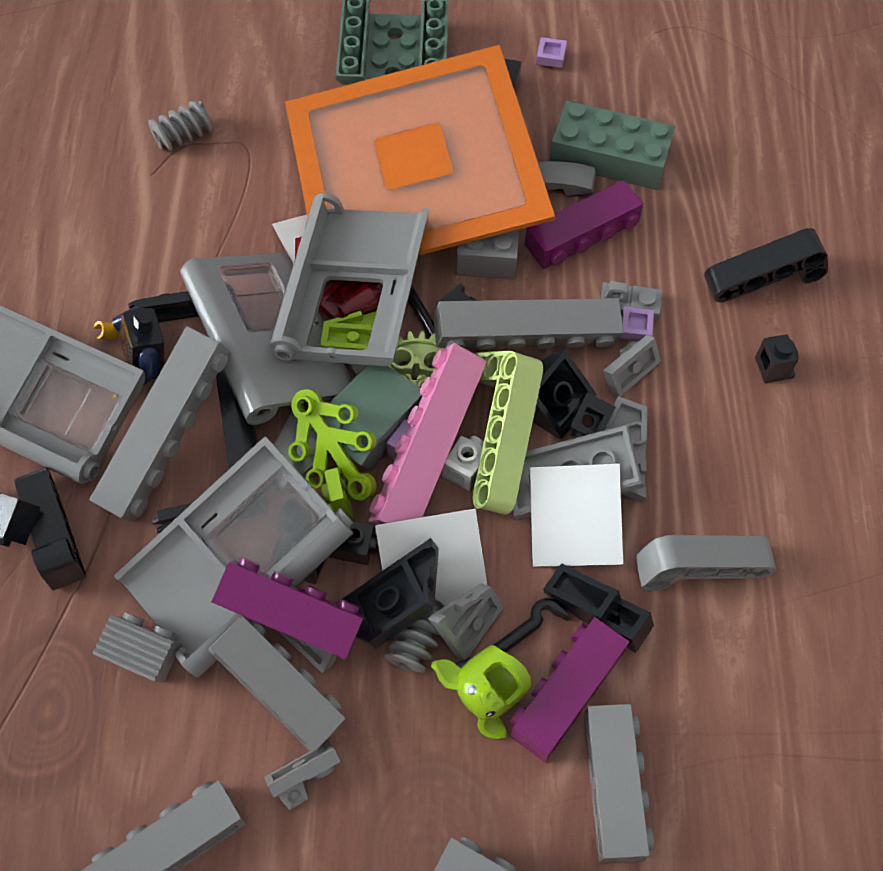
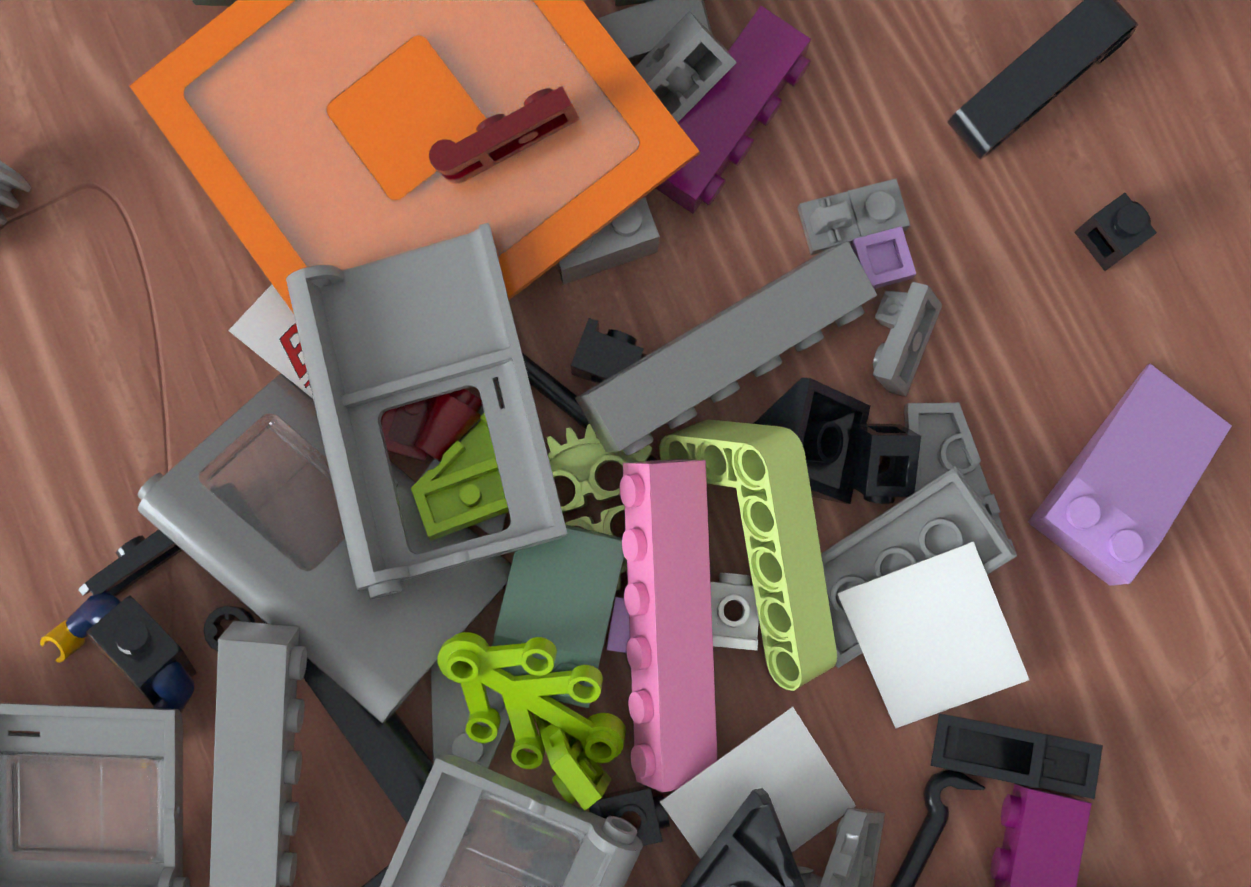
camera: 30 degrees left, 20 degrees up
(456, 173) = (503, 136): none -> dark red plate
(570, 189) = (685, 65): none -> light grey brick
(703, 558) = (1140, 624): light grey beam -> none
(732, 487) = (1132, 478): none -> lavender slope

